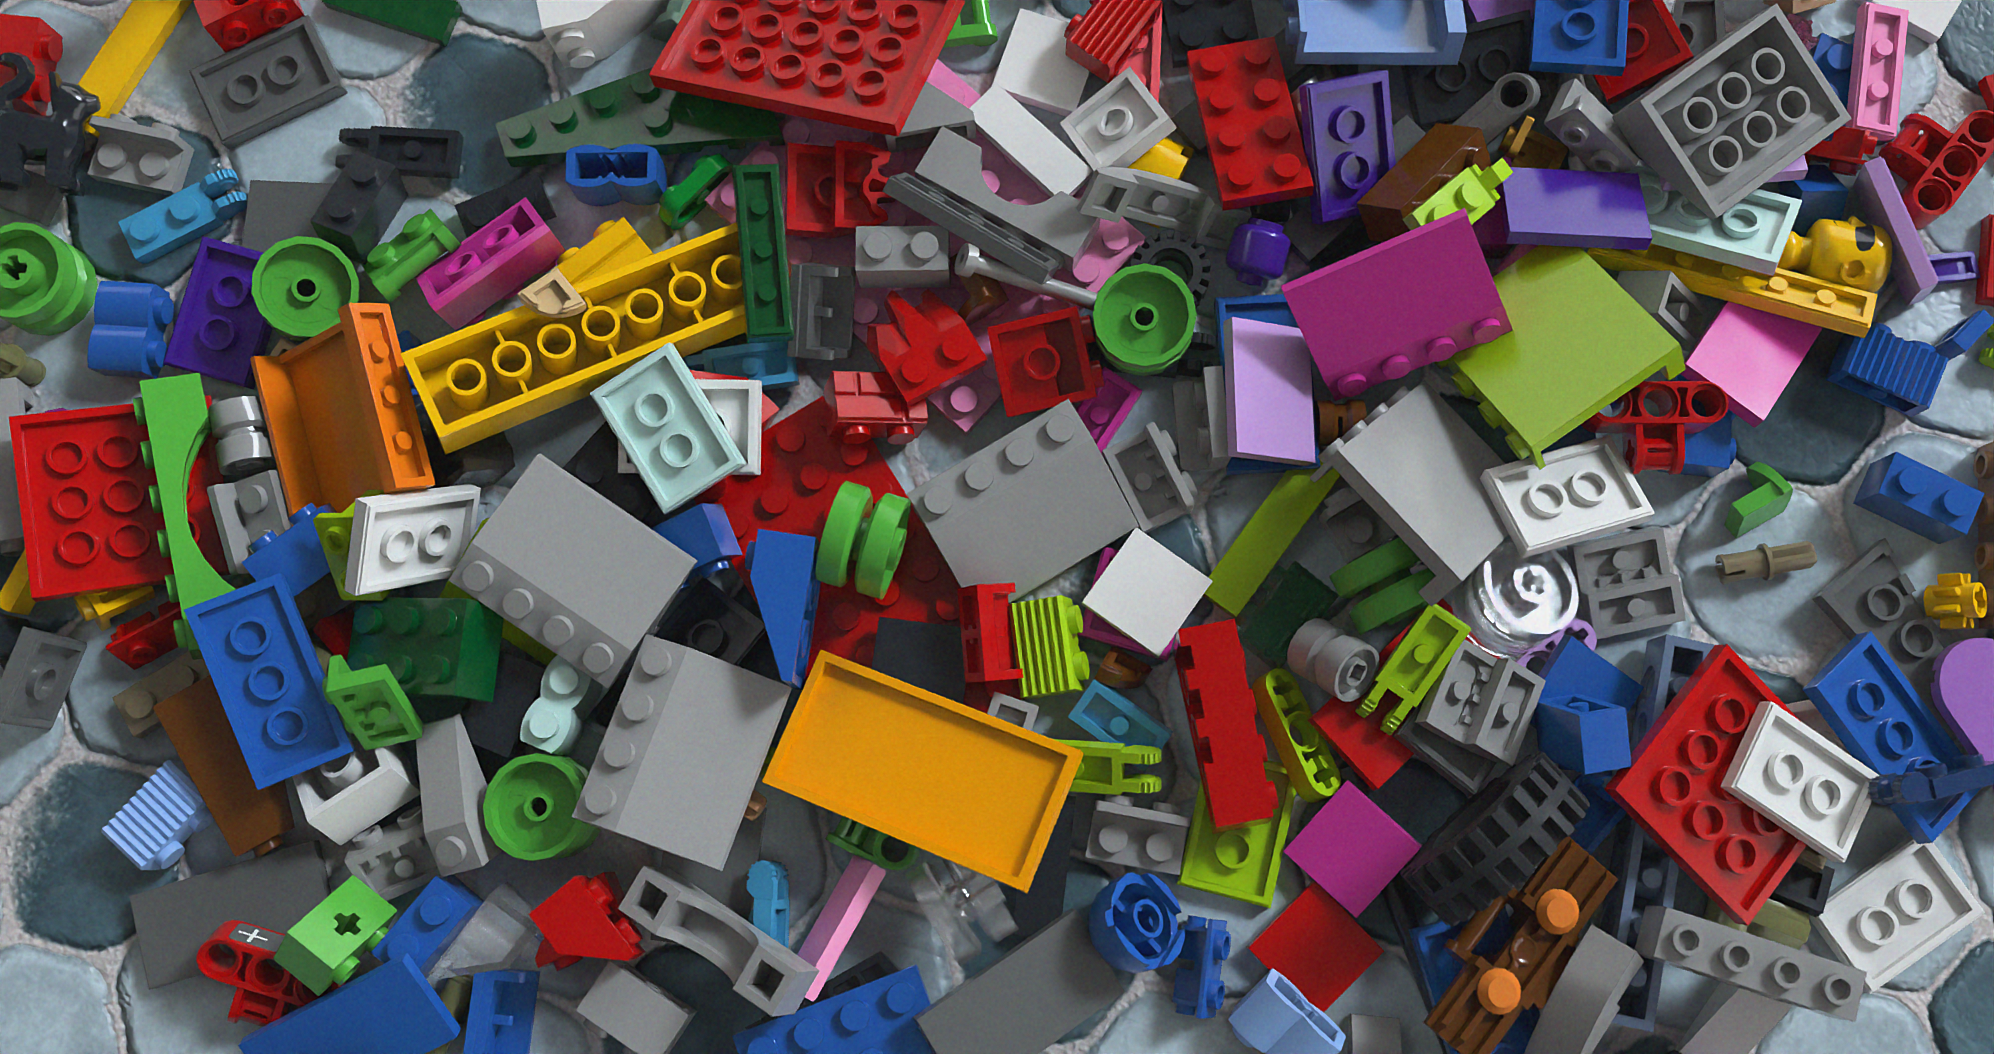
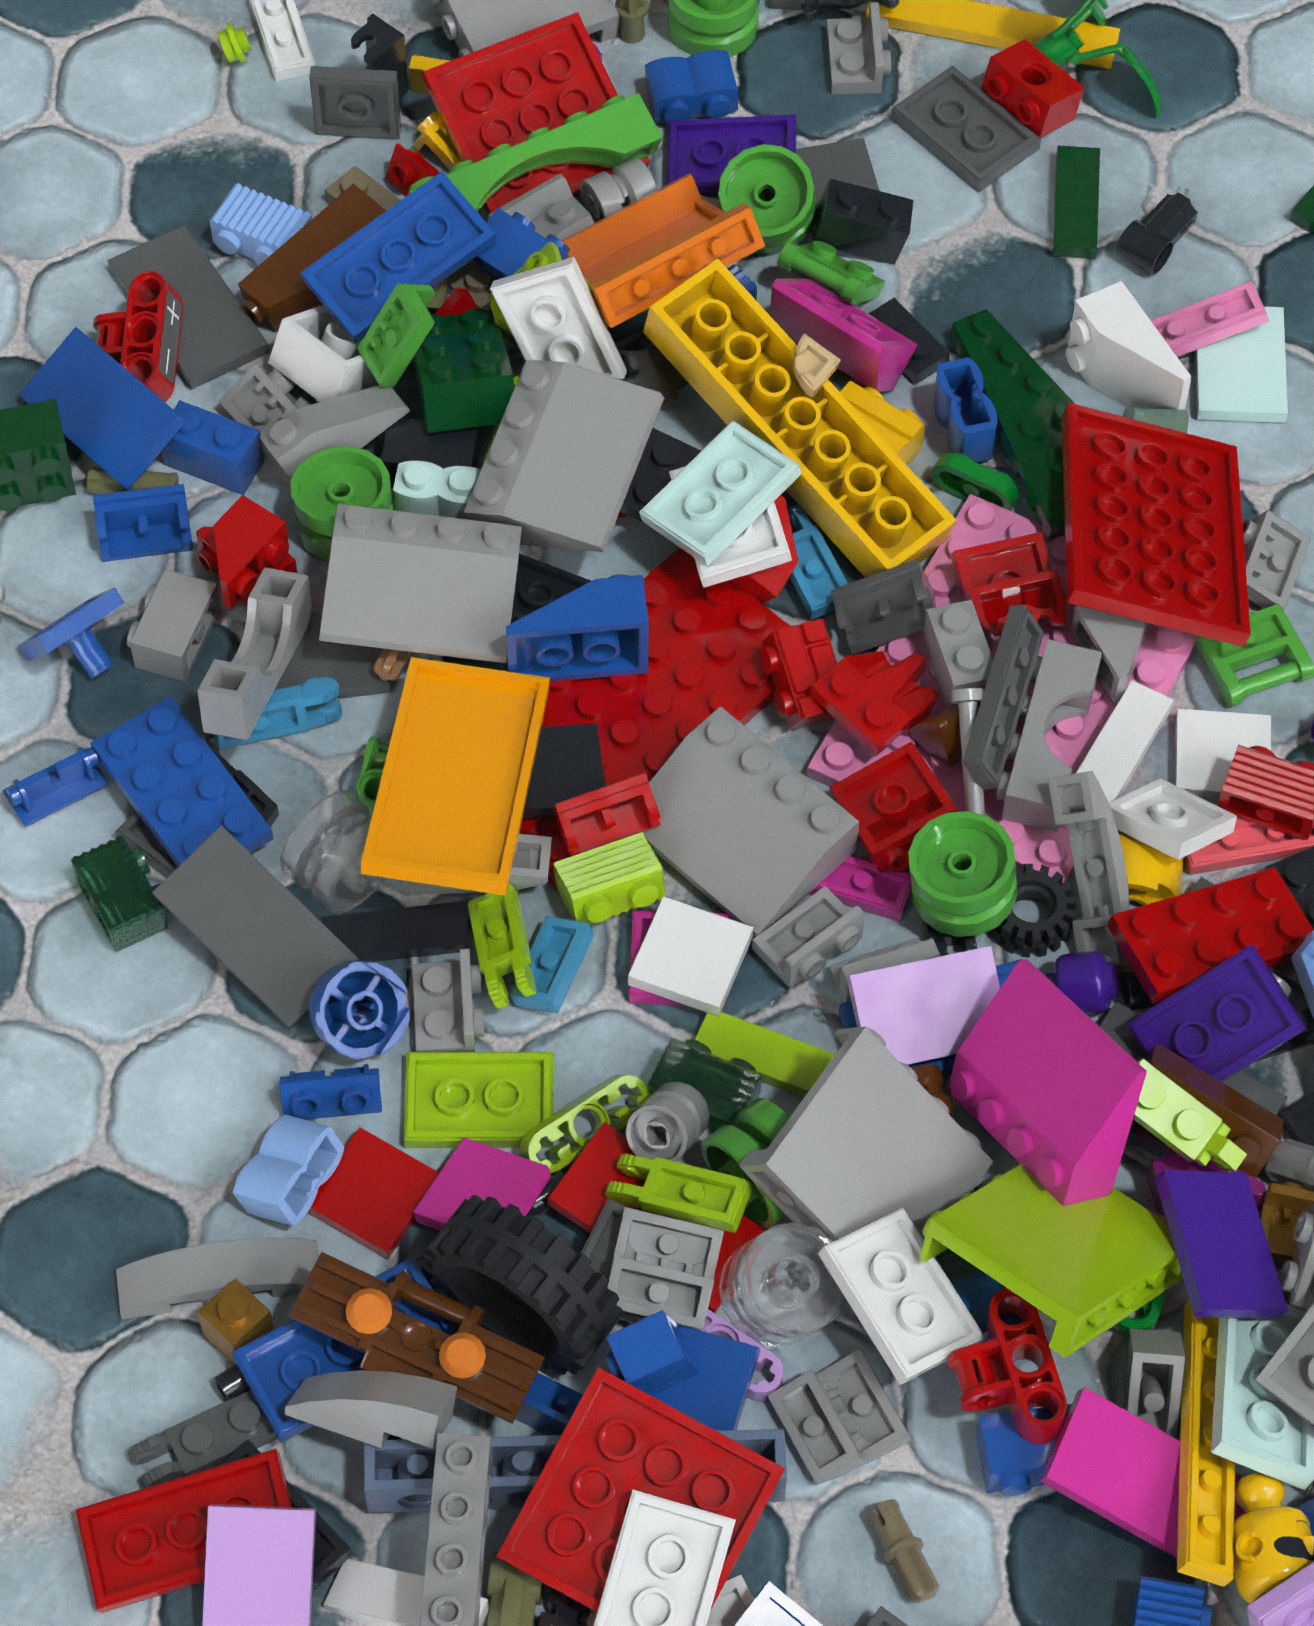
camera: 70 degrees right, 20 degrees down
(183, 216) = (812, 99): dark azure hinge -> none
(335, 935) = (188, 367): bright green brick -> none
(412, 150) = (935, 250): black hinge -> none
(492, 937) = (216, 478): clear slope -> none
(705, 536) = (627, 552): blue brick -> none
(762, 253) = (920, 534): dark green tile -> none
(840, 919) = (289, 762): bright pink tile -> none
(863, 540) = (663, 679): bright green wheel -> none
(1122, 670) = (606, 954): reddish brown tile -> none
(1223, 726) = (574, 1042): red wedge -> none
(1766, 501) = (965, 1528): bright green tile -> none

